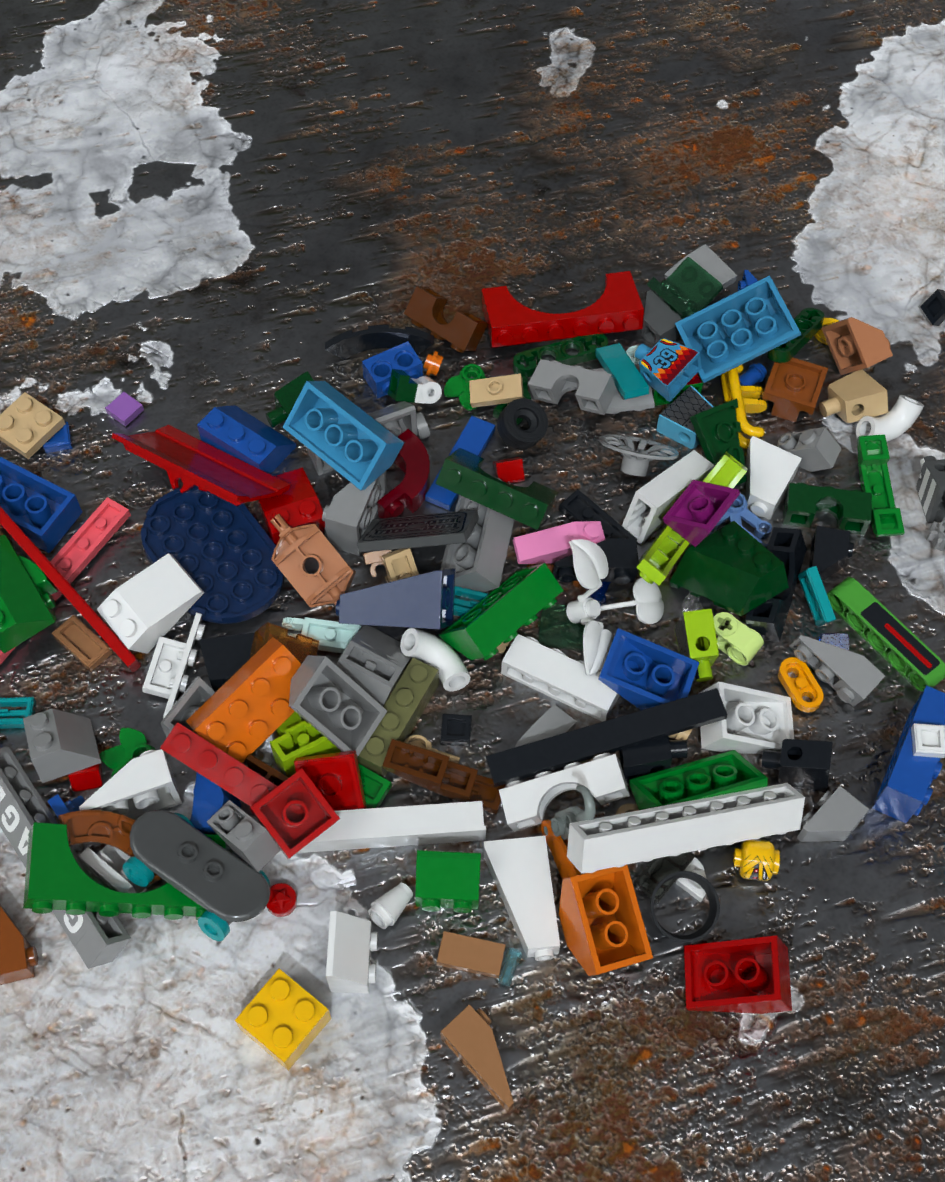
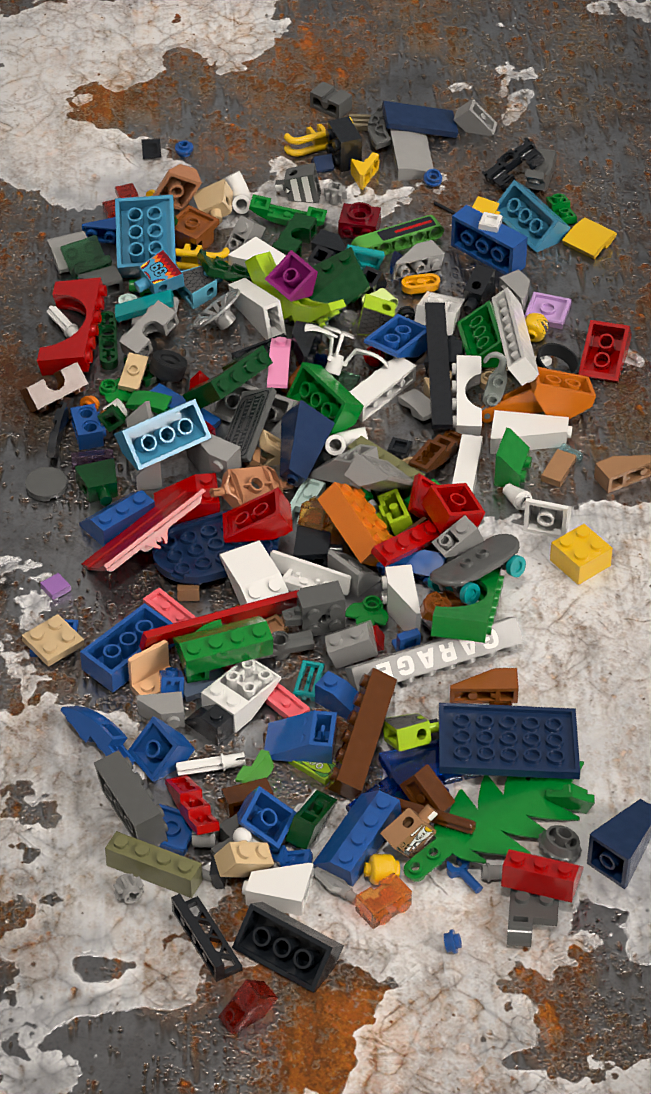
camera: 75 degrees left, 15 degrees down
(55, 675) = (290, 643): none -> dark grey piece
(102, 692) = (318, 609): none -> dark grey hinge
(133, 543) = (188, 592): none -> medium nougat slope
(248, 585) = (259, 519): none -> red slope
(291, 357) = (46, 483): none -> dark grey tile
(346, 382) = (86, 457): none -> clear purple slope
(453, 422) = (158, 401): none -> green slope
(578, 299) = (62, 321): none -> white axle
(725, 675) = (407, 310): none -> black bush
(814, 874) = (552, 307): none -> lavender tile
(839, 307) = (122, 191): none -> clear red tile
(884, 569) = (358, 220): none -> dark red brick

